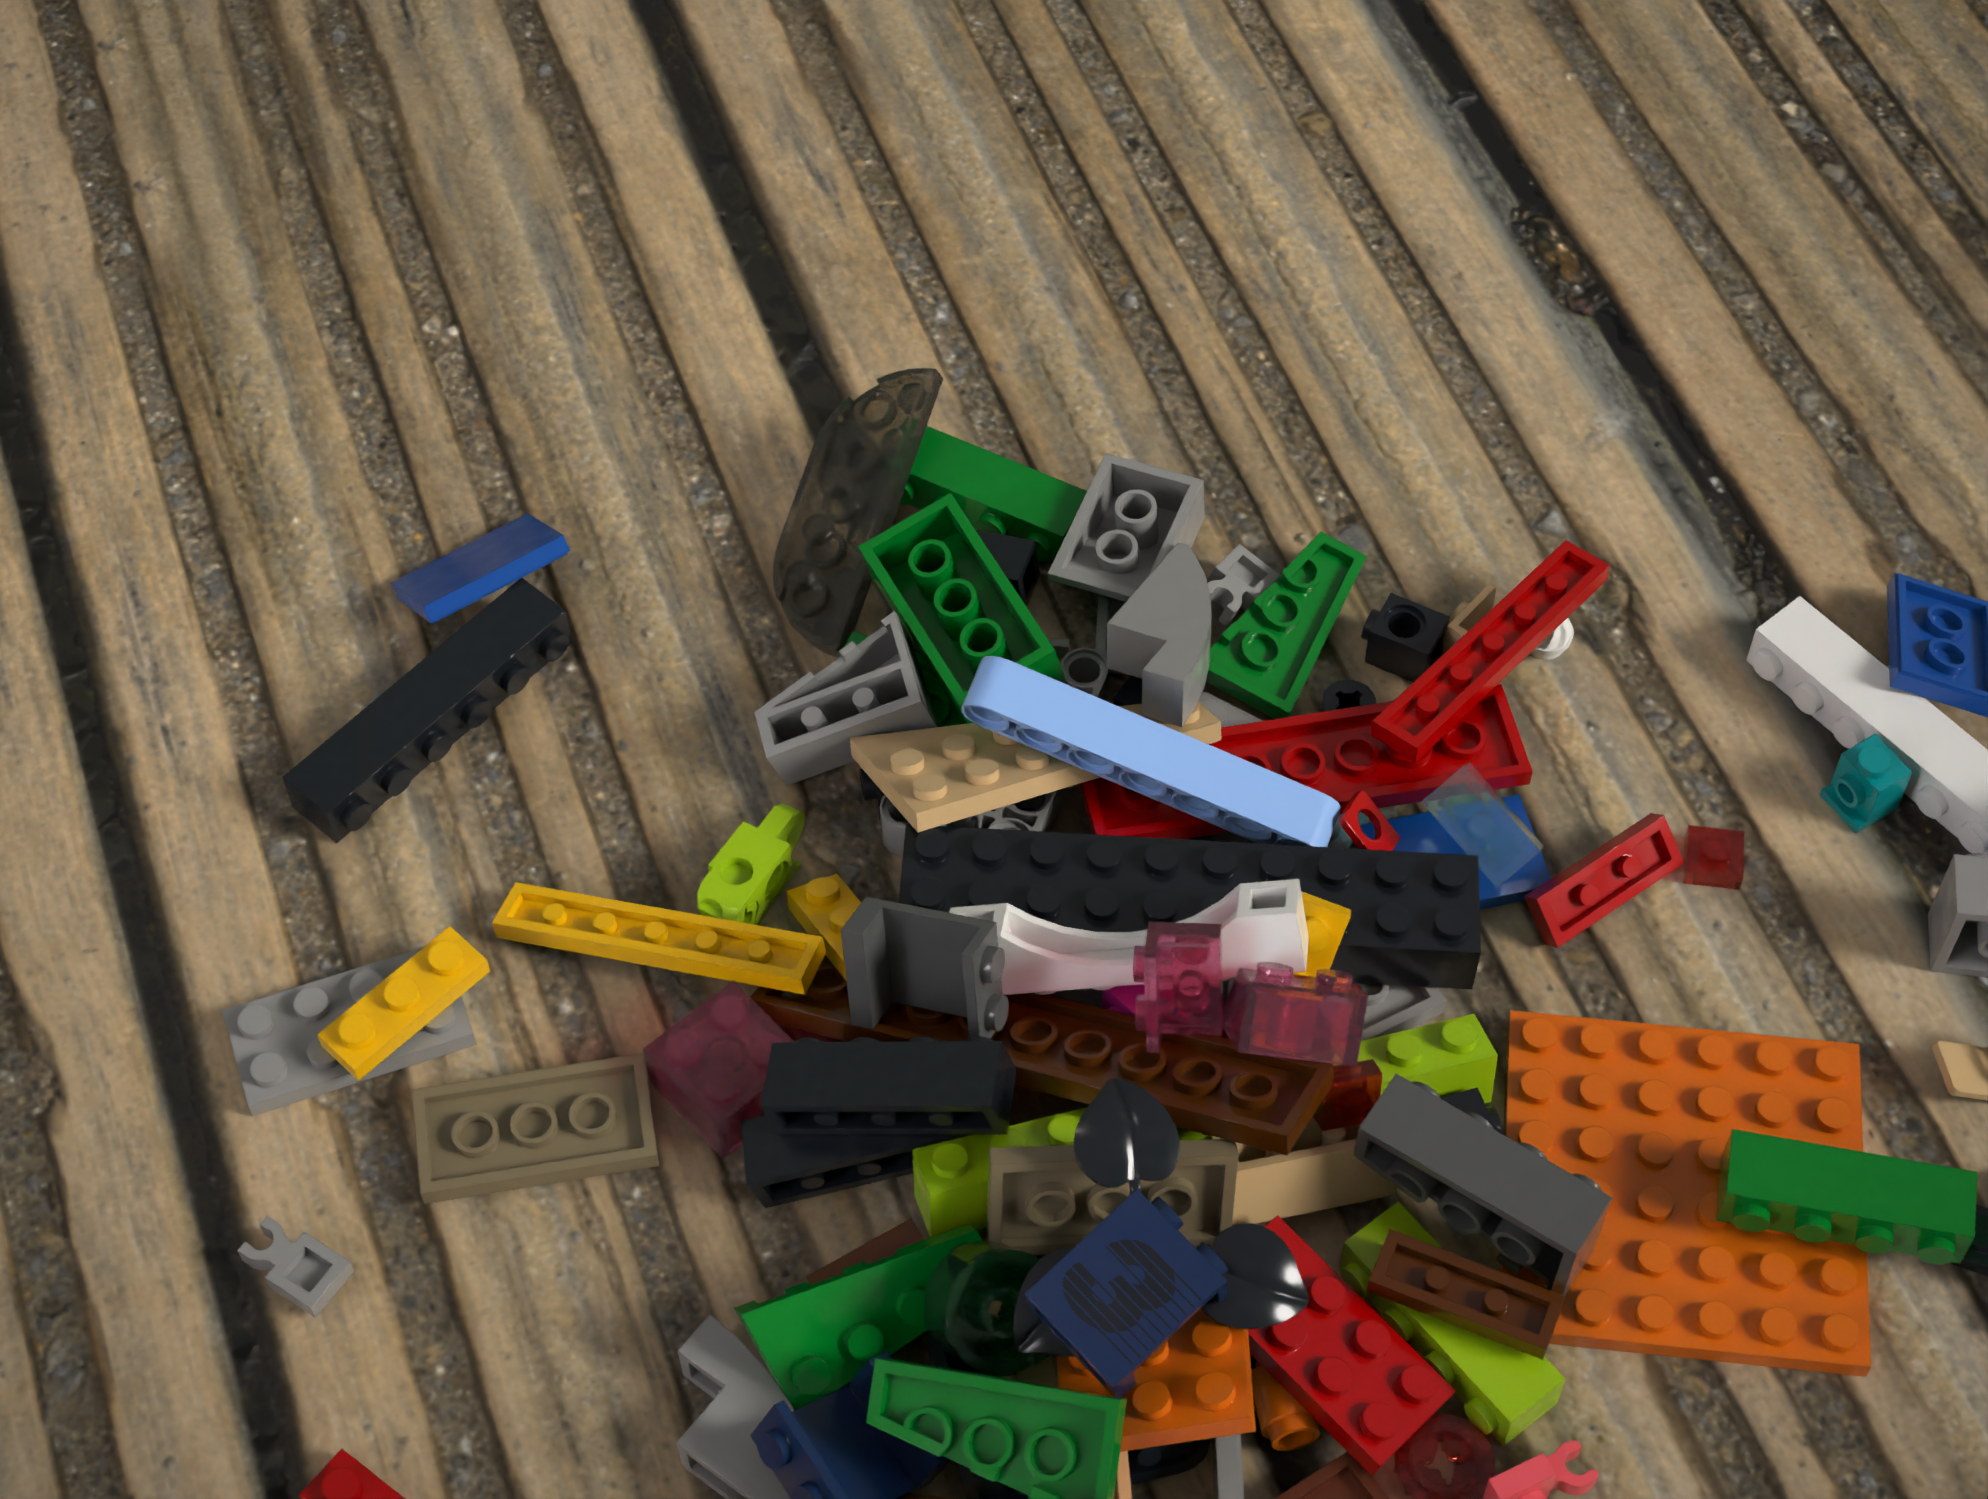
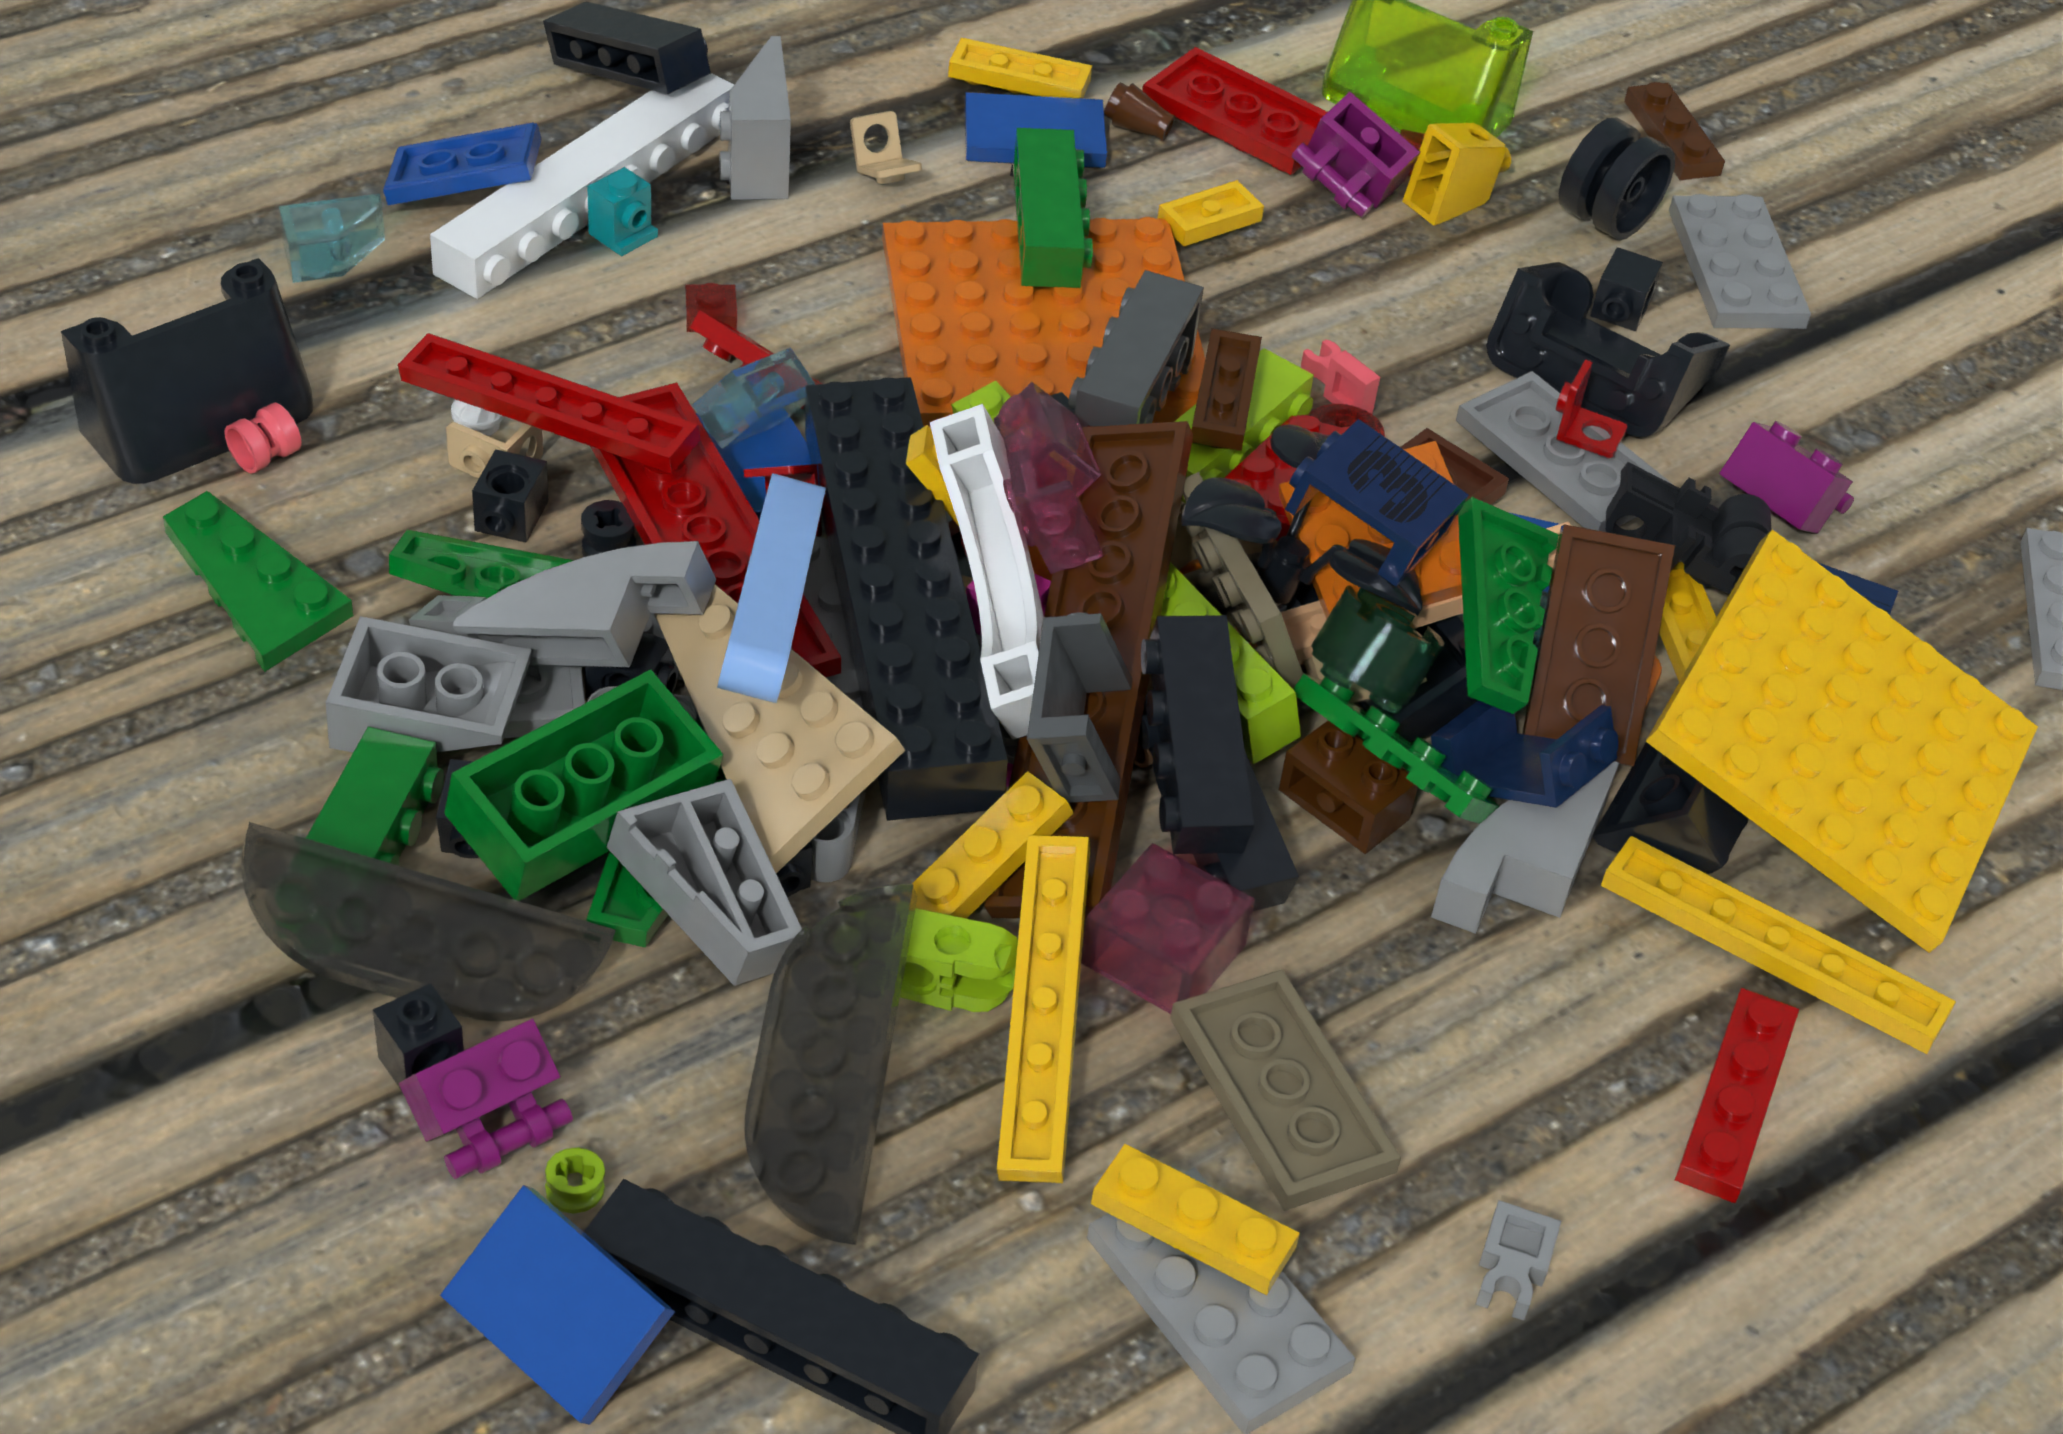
camera: 110 degrees left, 10 degrees down
(598, 597) = (574, 1198): none -> lime bush
(647, 768) = (827, 1060): none -> clear smoke plate
(695, 540) = (480, 1081): none -> magenta brick
(754, 510) = (416, 1033): none -> black brick
(1321, 457) = (262, 587): none -> green wing
(1507, 458) = (263, 437): none -> coral wheel
(1565, 415) = (172, 390): none -> black windscreen
(1824, 529) = (330, 235): none -> clear light blue slope
(1883, 1422) = (1211, 212): none -> yellow plate

